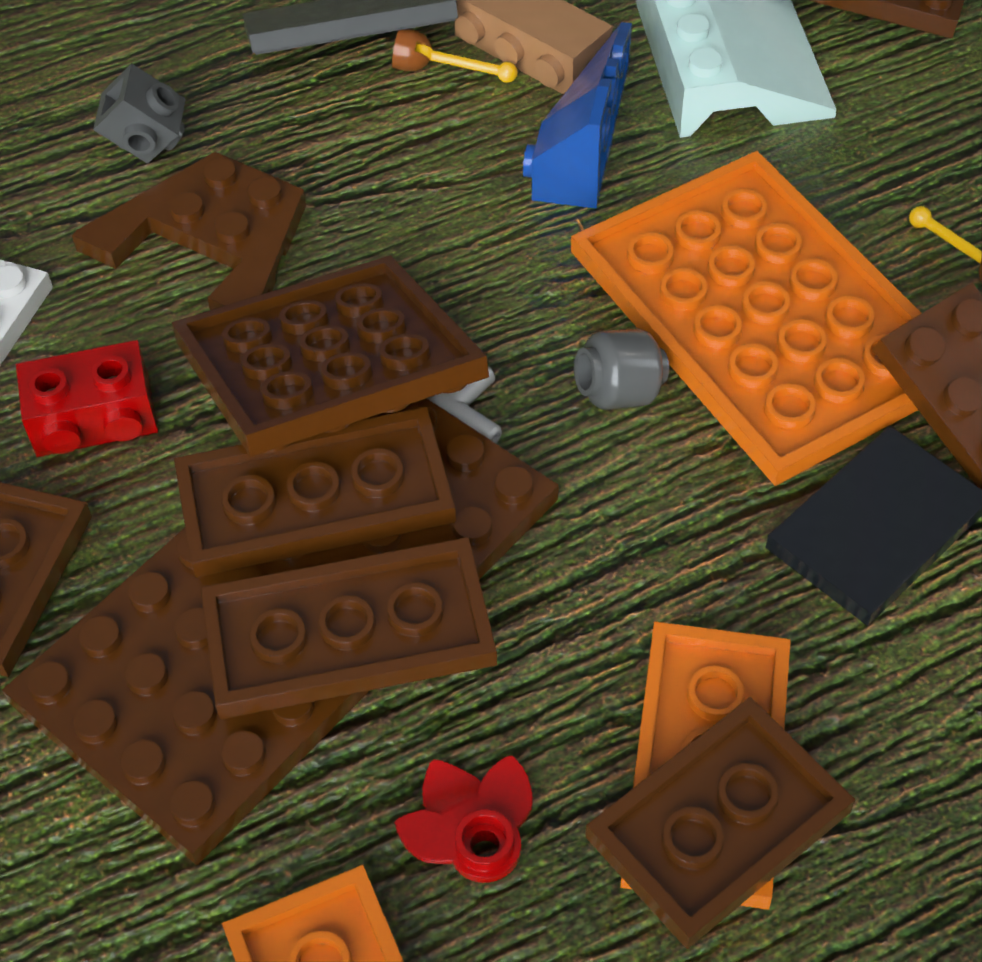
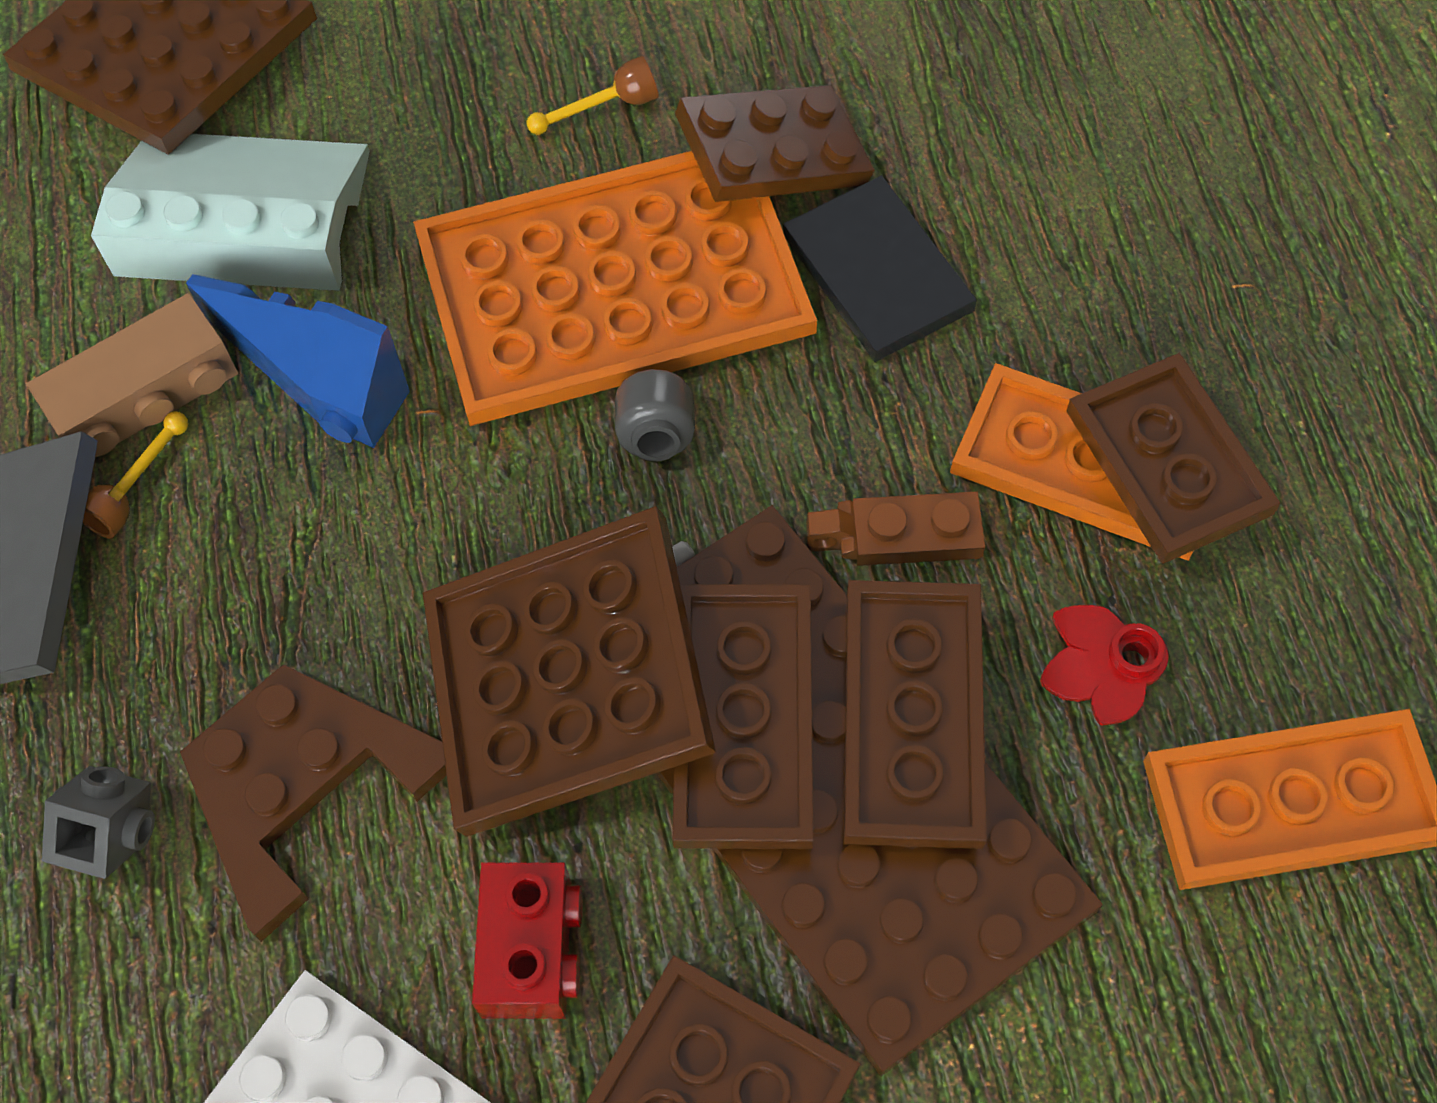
camera: 75 degrees left, 10 degrees up
(573, 605) = (901, 529): none -> dark orange hinge

